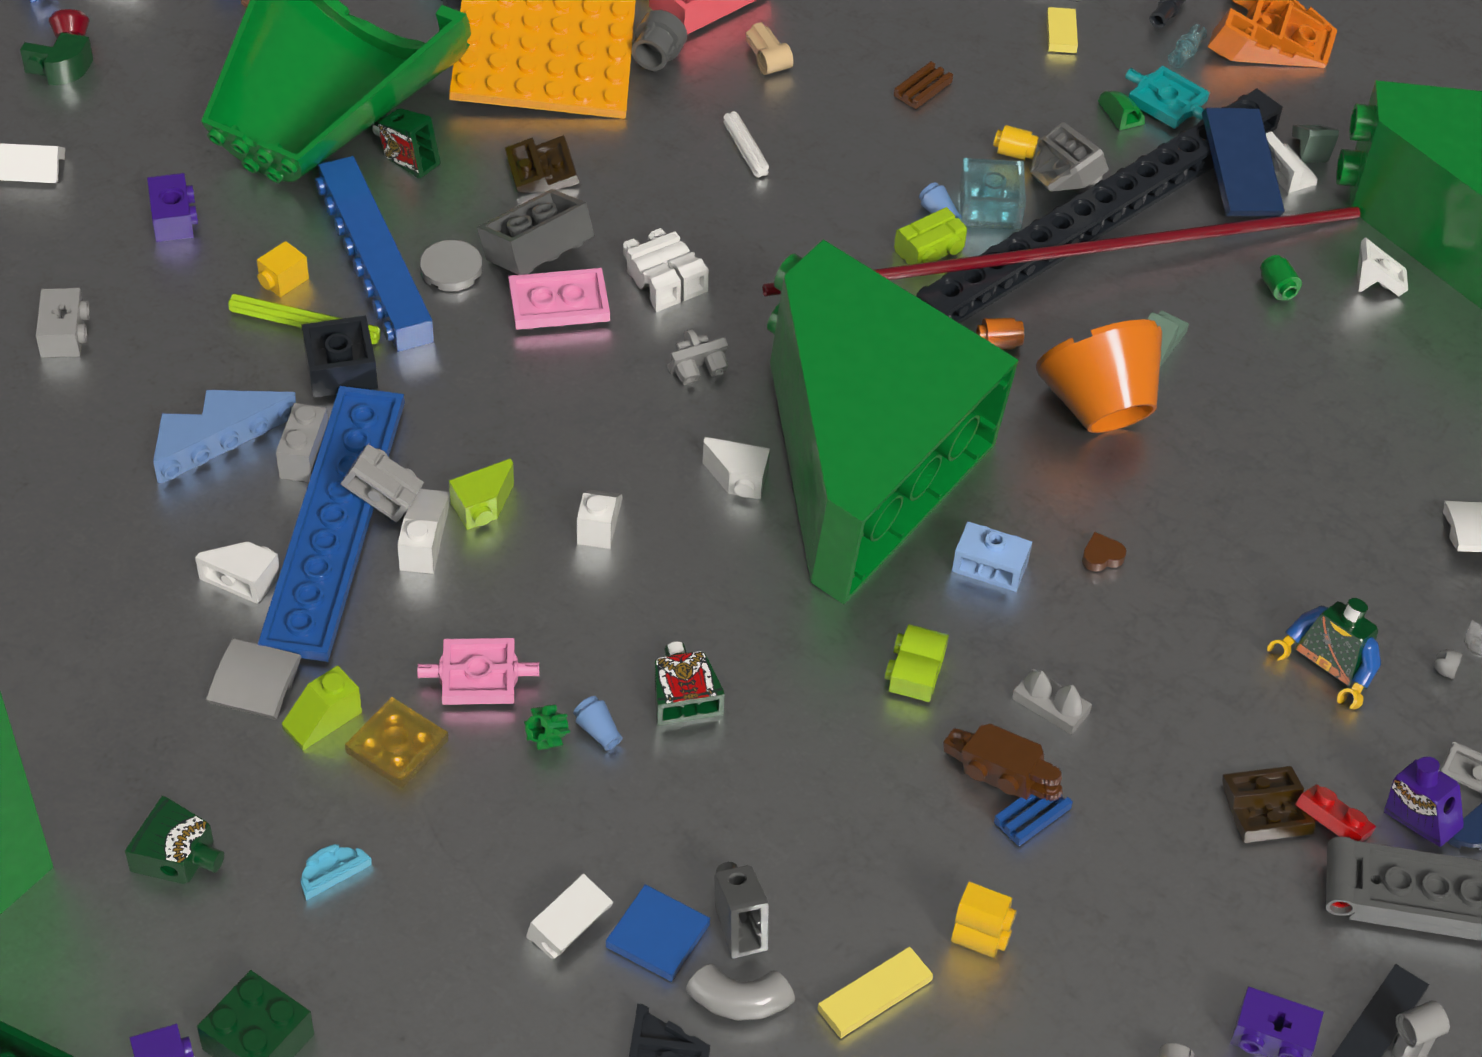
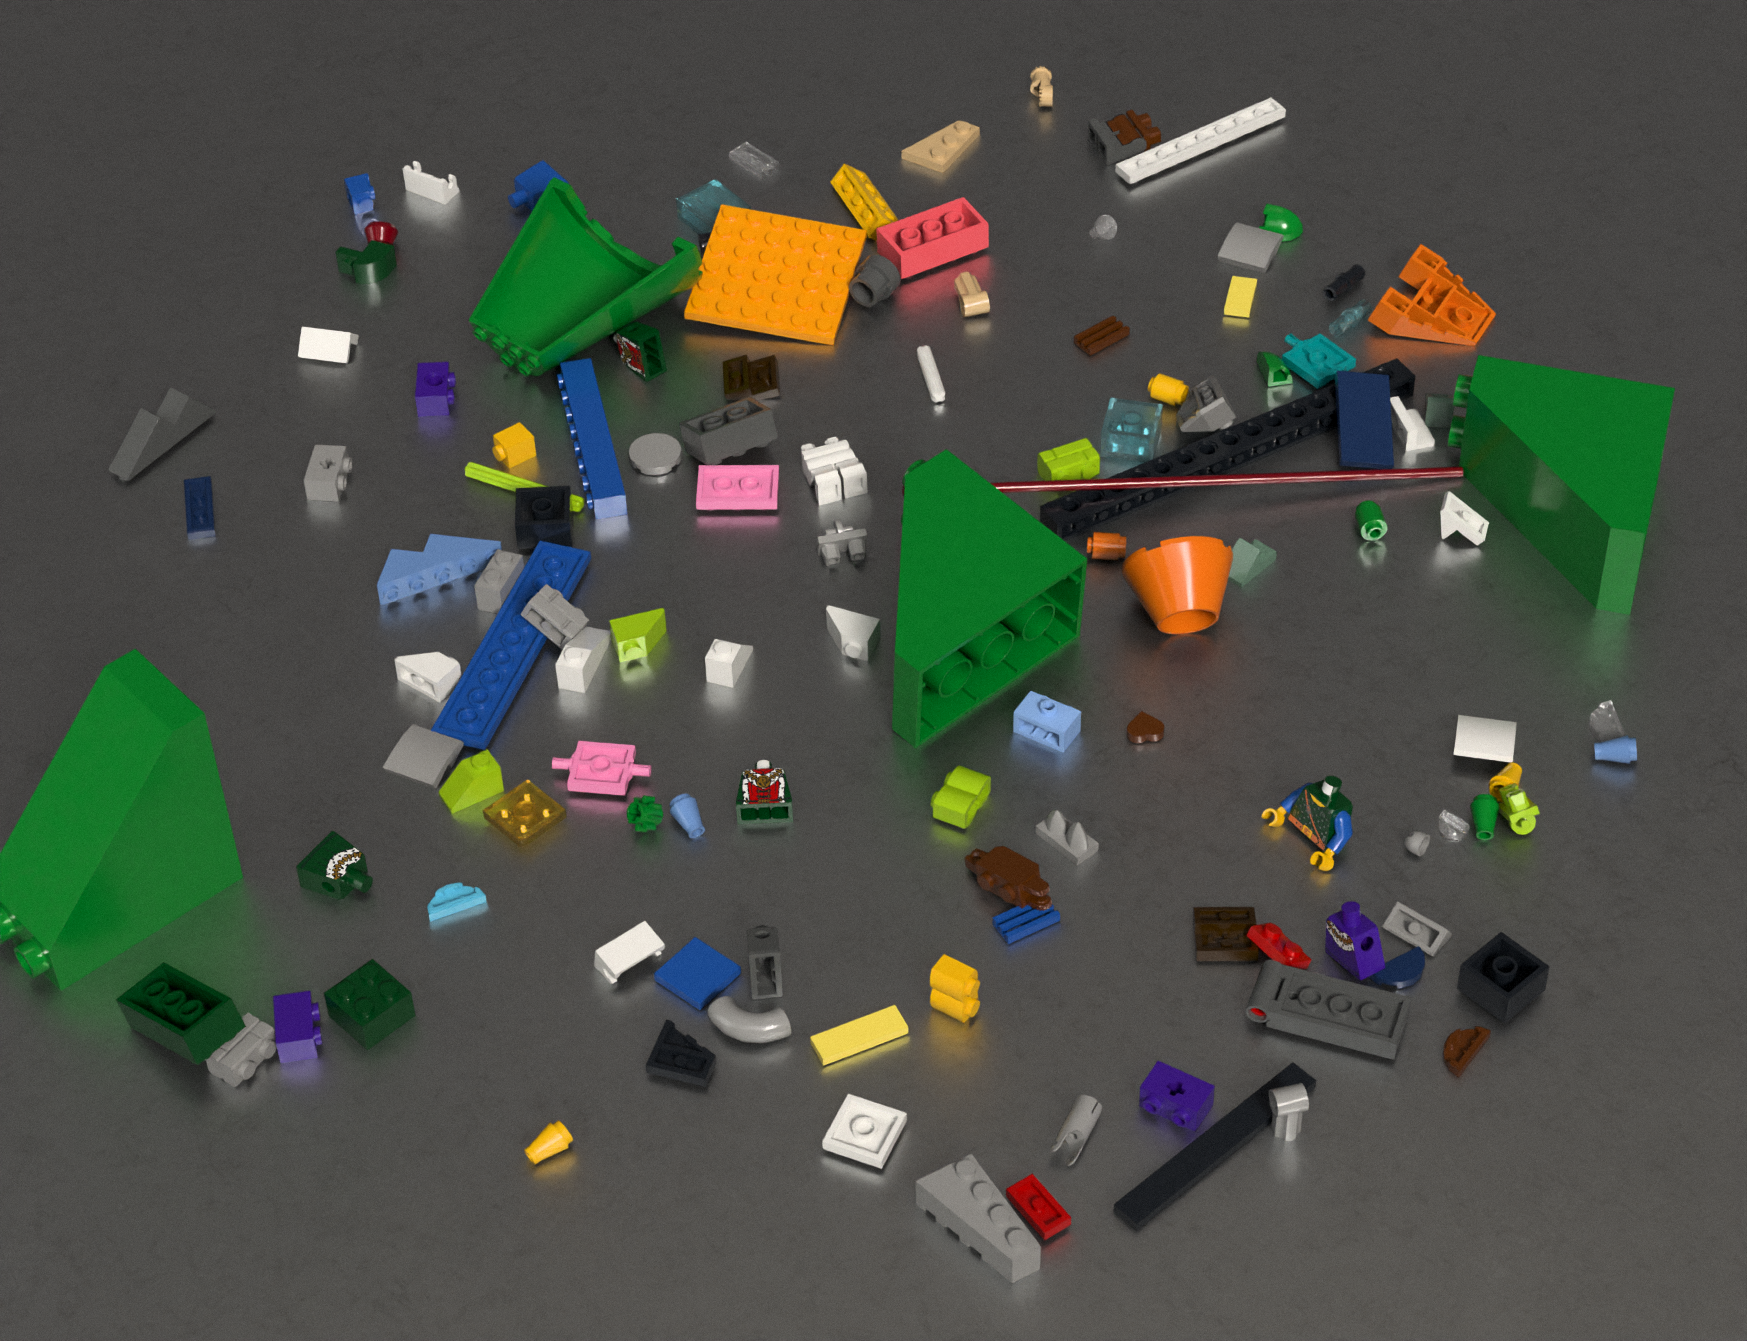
camera: 15 degrees right, 5 degrees down
(935, 197) = (1084, 428): medium blue cone -> none

